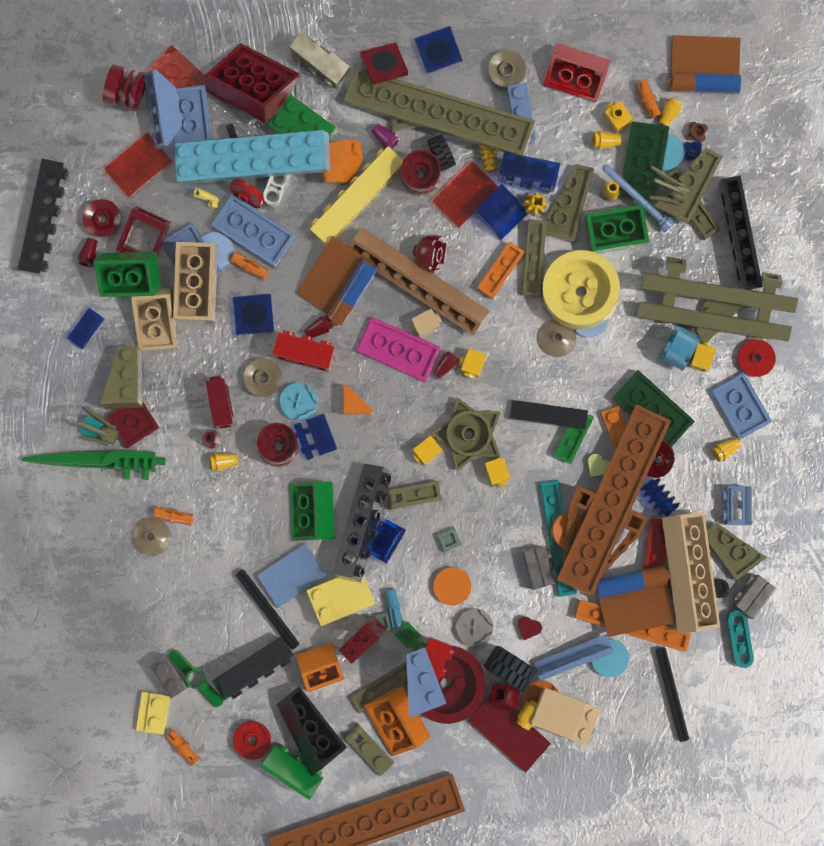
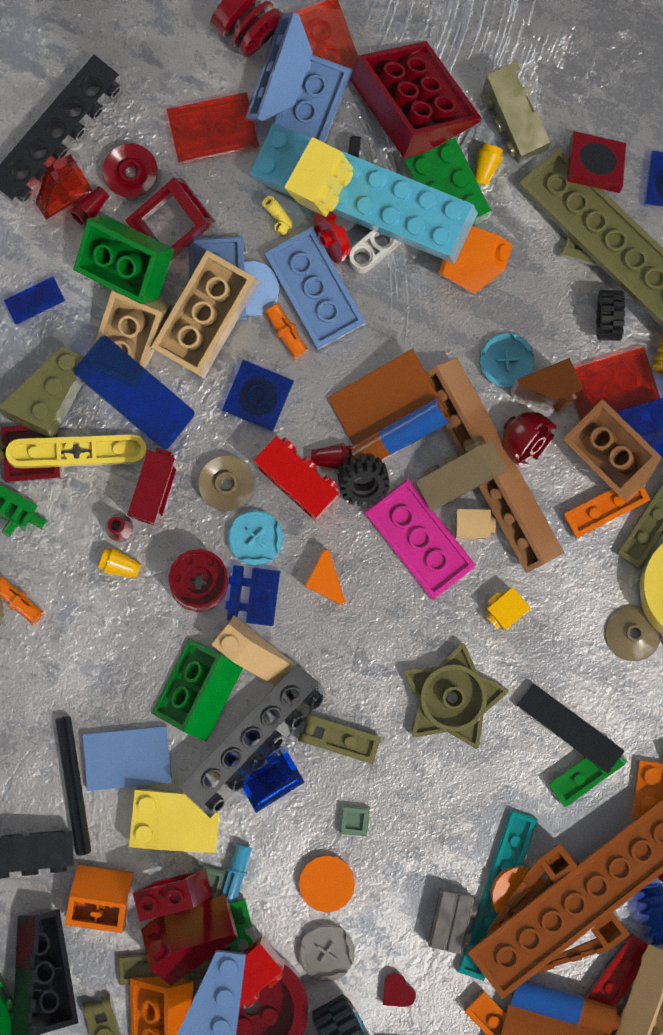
camera: 30 degrees right, 0 degrees up
(65, 250) = (61, 186): none -> clear red slope
(144, 416) = (47, 451): none -> light yellow piece
(177, 351) = (134, 392): none -> clear blue piece
(222, 162) = (319, 177): none -> light yellow brick
(318, 99) = (487, 162): none -> yellow cone
(333, 470) = (251, 651): none -> tan slope
(348, 339) = (359, 468): none -> black tyre
(357, 196) = (472, 314): light yellow brick -> none
(385, 136) = (548, 257): magenta cone -> none
(385, 660) = (188, 938): none -> dark red slope
(393, 213) = (506, 359): none -> medium azure tile
(402, 296) = (461, 474): none -> dark tan brick
(420, 161) = (581, 315): dark red wheel -> none
(426, 451) = (386, 690): yellow brick -> none
(427, 216) = (549, 388): none -> reddish brown slope
(446, 364) = (470, 592): dark red cone -> none
(486, 233) = (613, 450): none -> medium nougat slope
(497, 472) = (464, 767): yellow brick -> none
(597, 465) = (598, 827): yellowish green tile -> none

